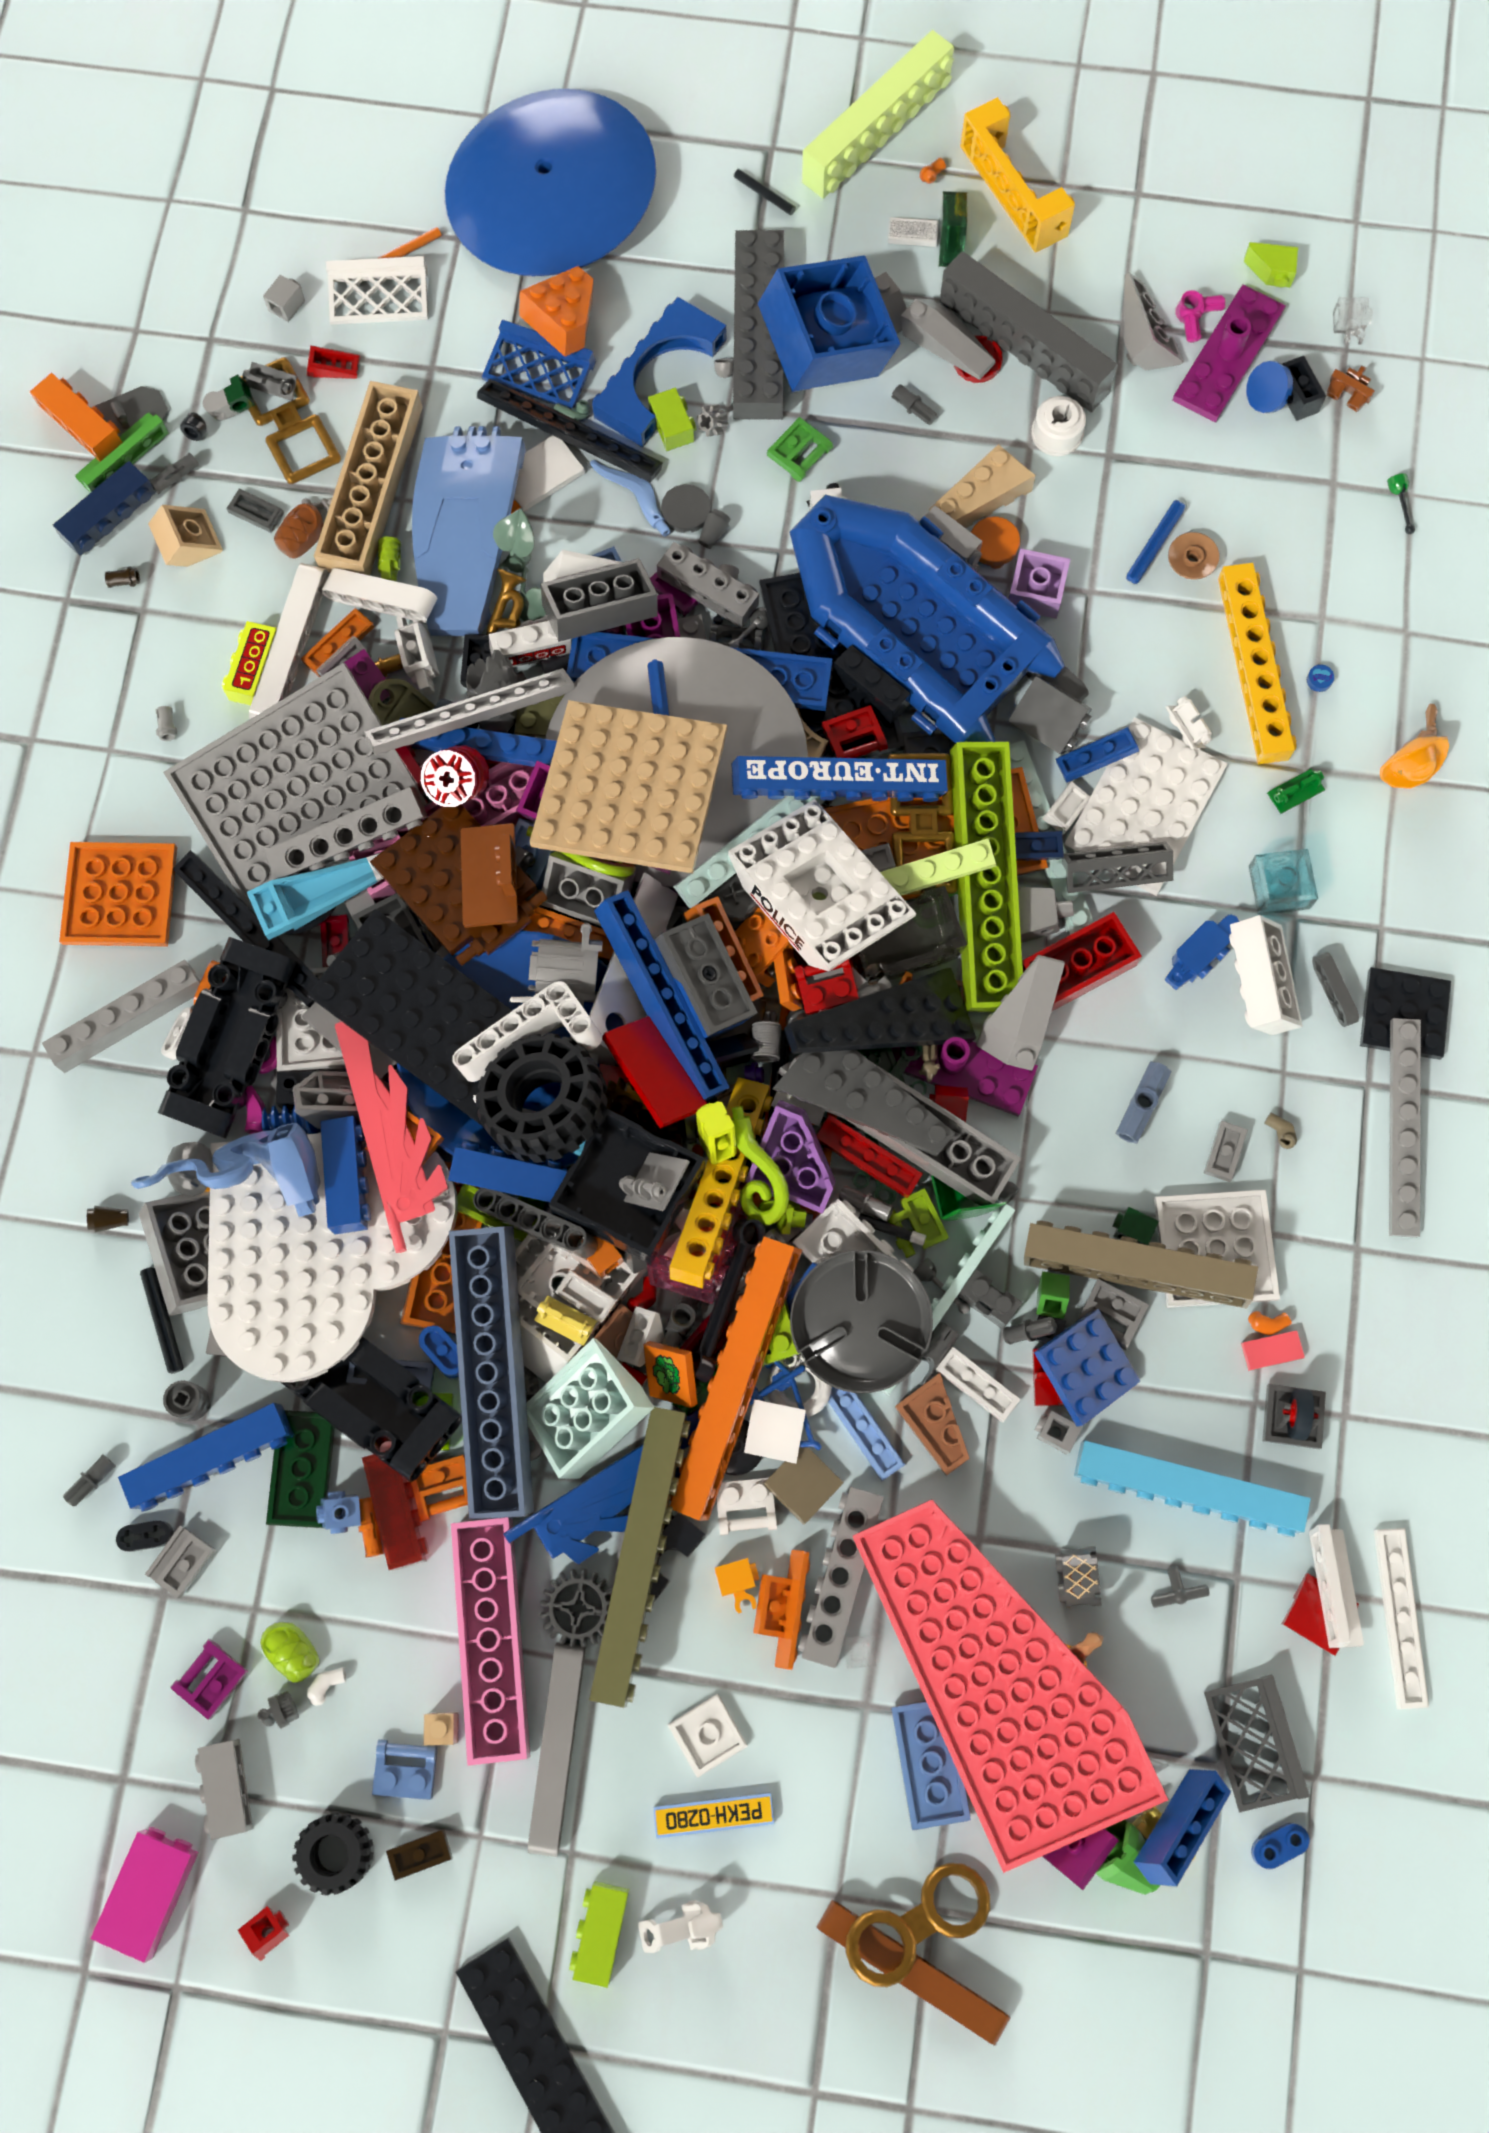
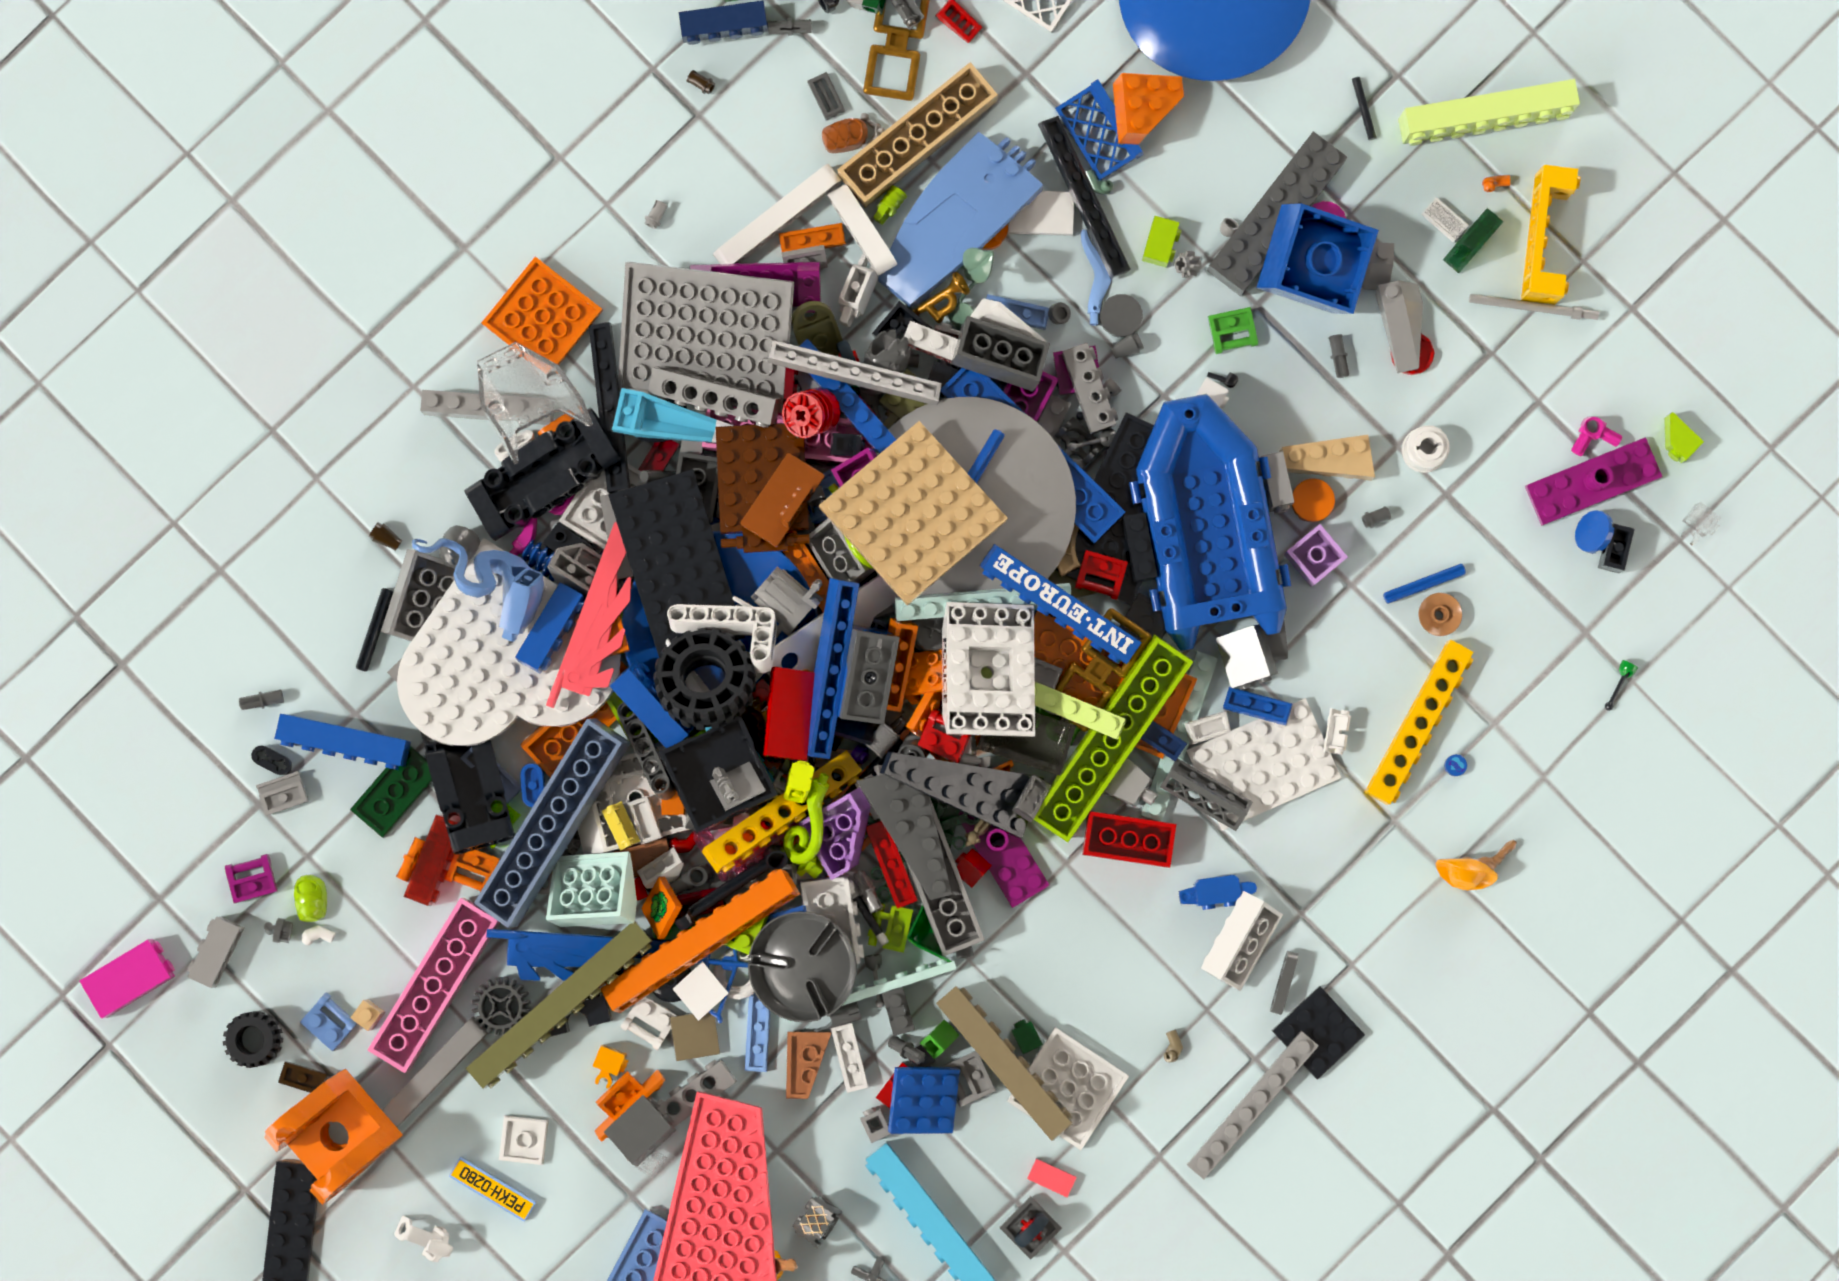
camera: 35 degrees right, 10 degrees up
(150, 960) = (522, 389): none -> clear windscreen
(184, 535) = (764, 82): tan slope -> none
(186, 1400) = (354, 695): dark grey wheel -> none
(248, 662) = (741, 212): brick -> none
(254, 1932) = (176, 1048): red brick -> none
(349, 1512) = (399, 836): medium blue brick -> none
(389, 664) = (833, 282): pearl gold pin -> none
(463, 1909) = (307, 1133): none -> orange brick
(512, 785) = (846, 444): none -> black bracket
(599, 1934) = (375, 1204): lime brick -> none
(626, 544) = (1059, 313): none -> dark grey tile
(678, 329) = (1218, 174): blue arch -> none
(824, 1622) = (640, 1130): none -> dark grey brick
(956, 988) = (1031, 798): none -> flat silver plate
(1020, 1022) = (1055, 851): light grey wedge -> none
(1027, 331) = (1457, 363): dark grey brick -> none
(1061, 519) = (1376, 517): none -> dark grey pin
(1091, 228) = (1575, 312): none -> light grey bar
(1136, 1116) = (1111, 954): sand blue piece -> none
(1144, 330) = (1543, 426): light grey wedge -> none
(1225, 1151) = (1125, 1032): light grey plate -> none
(1268, 1325) = (1060, 1159): orange arm -> none
(1283, 882) = (1307, 887): clear light blue brick -> none
(1297, 790) = (1372, 831): green hinge -> none
(1351, 383) = (1650, 564): dark orange hips -> none

